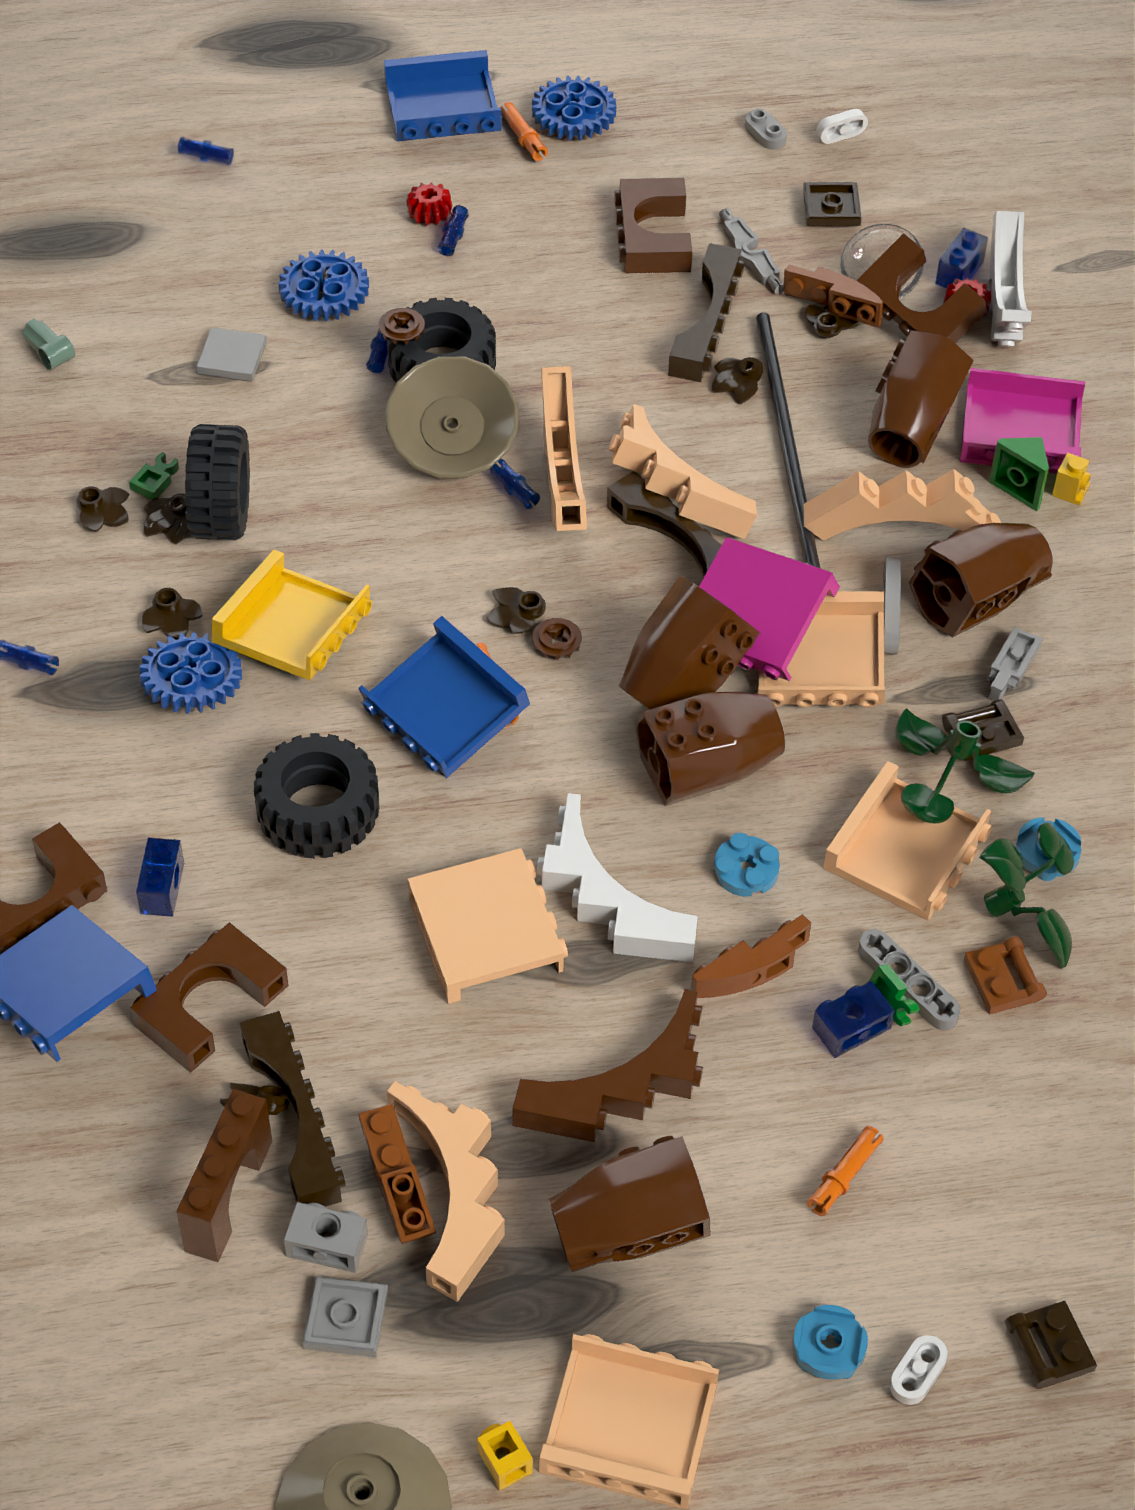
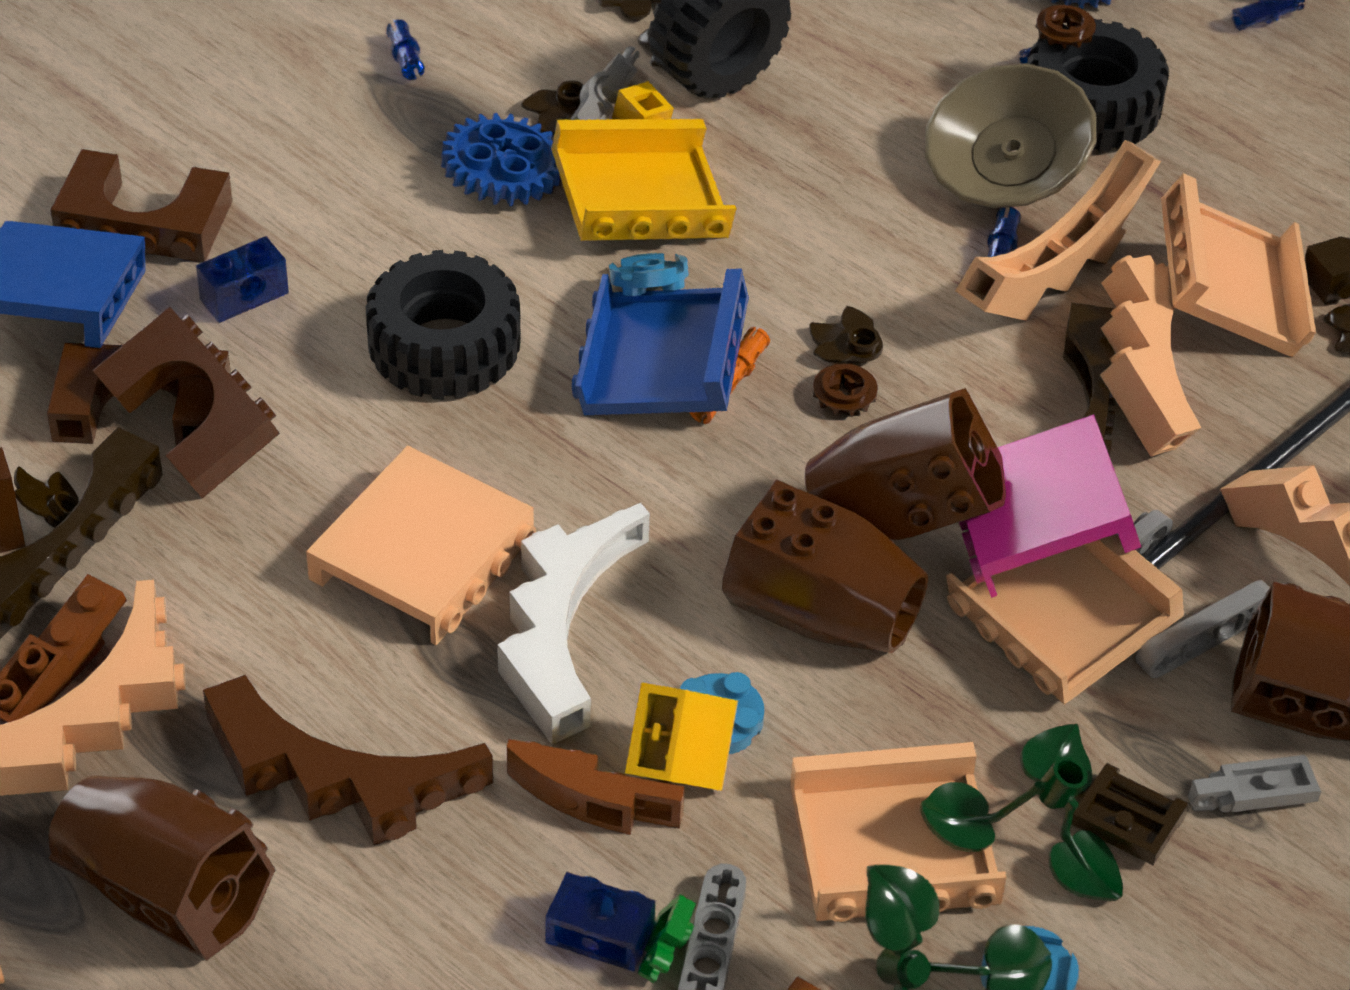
camera: 50 degrees right, 5 degrees down
(182, 583) = (603, 87): none -> light grey piece
(225, 573) = (649, 105): none -> yellow brick
(303, 950) = (235, 424): none -> reddish brown arch
(374, 665) = (649, 271): none -> dark azure plate
(659, 397) = (1236, 272): none -> light nougat panel
(762, 893) = (681, 736): none -> yellow slope

